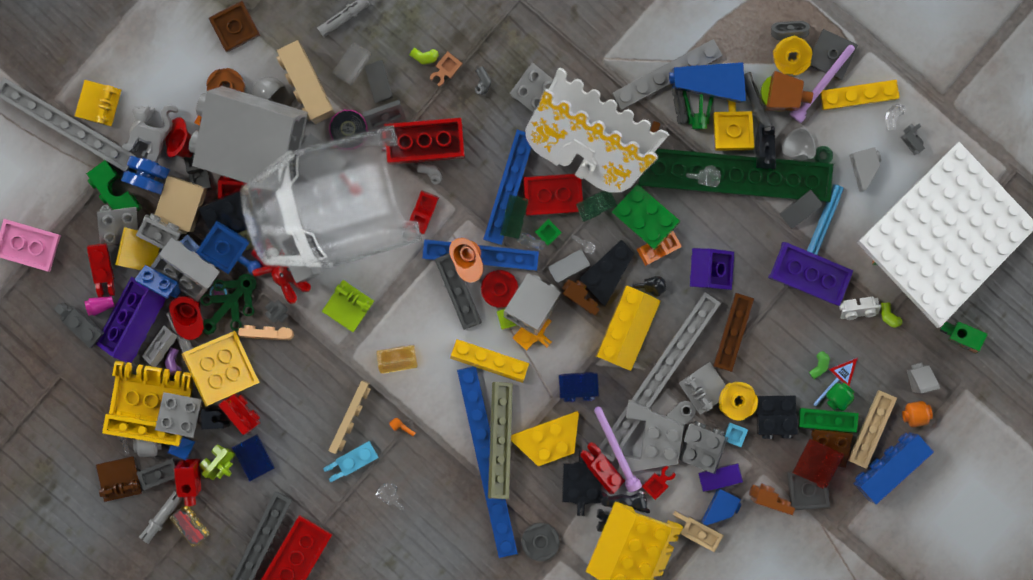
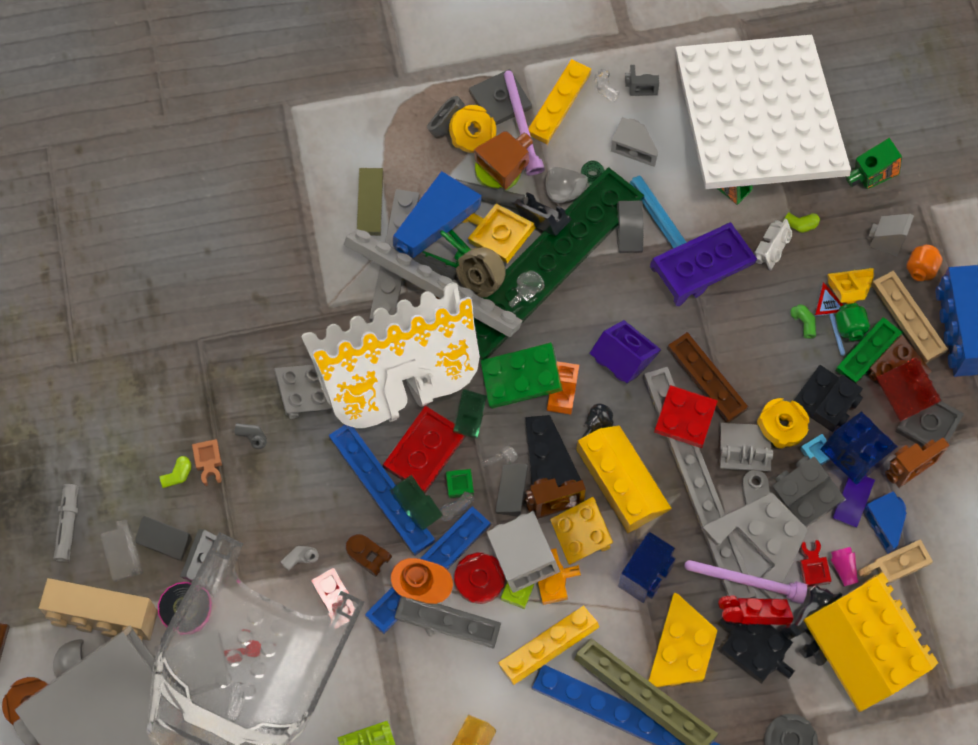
camera: 55 degrees left, 20 degrees down
(427, 141) = (268, 531): red brick -> none
(462, 203) = (361, 547): none -> reddish brown plate
(574, 328) = (581, 531): none -> yellow hinge
(663, 114) = (425, 278): none -> light grey plate
(672, 501) = (845, 565): none -> dark pink cone
(693, 28) = (370, 200): none -> olive tile
(695, 140) = (481, 271): none -> dark tan cylinder
(695, 338) = (685, 416): none -> red plate
(753, 459) = (858, 447): none -> clear blue brick
(866, 378) = (851, 285): none -> yellow wing

